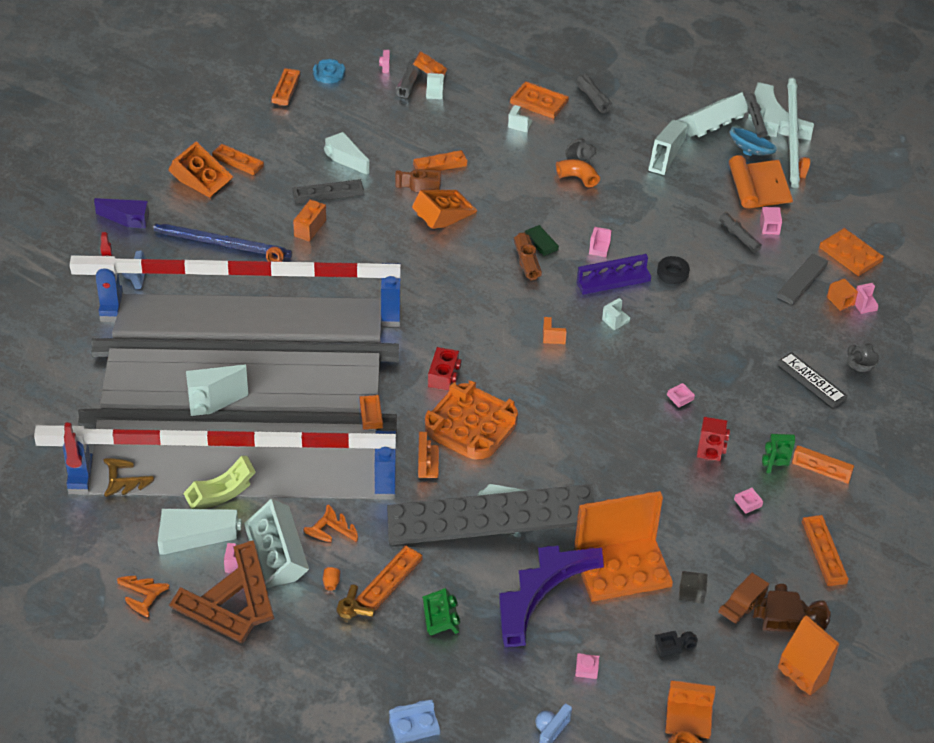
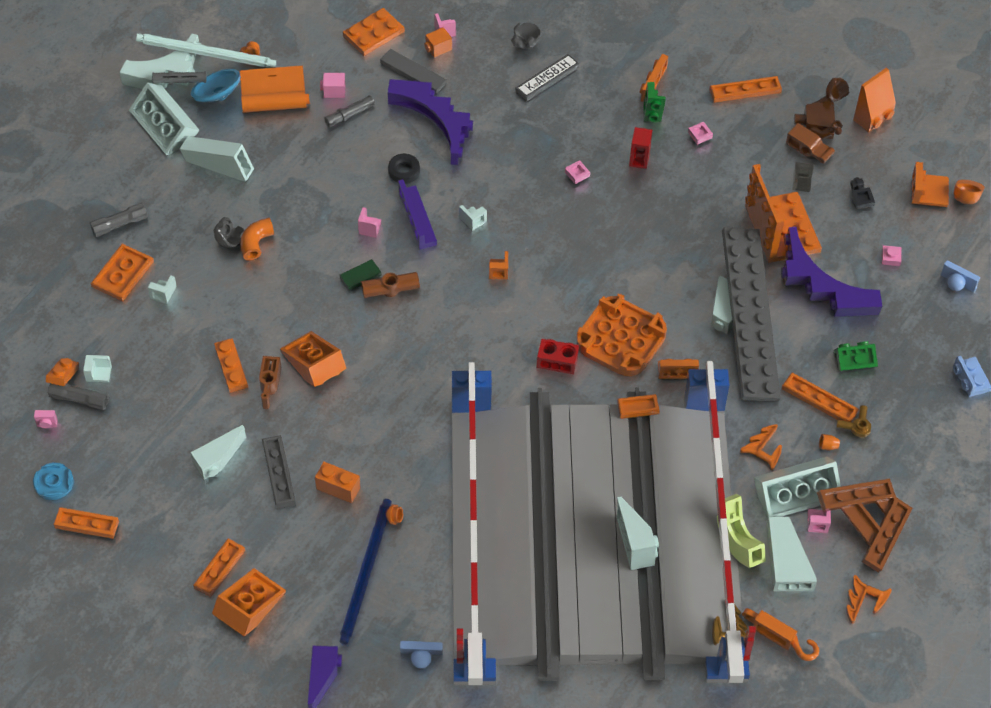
camera: 90 degrees left, 10 degrees up
(110, 514) = (779, 633): none -> orange piece
(746, 294) = (439, 110): none -> dark purple arch

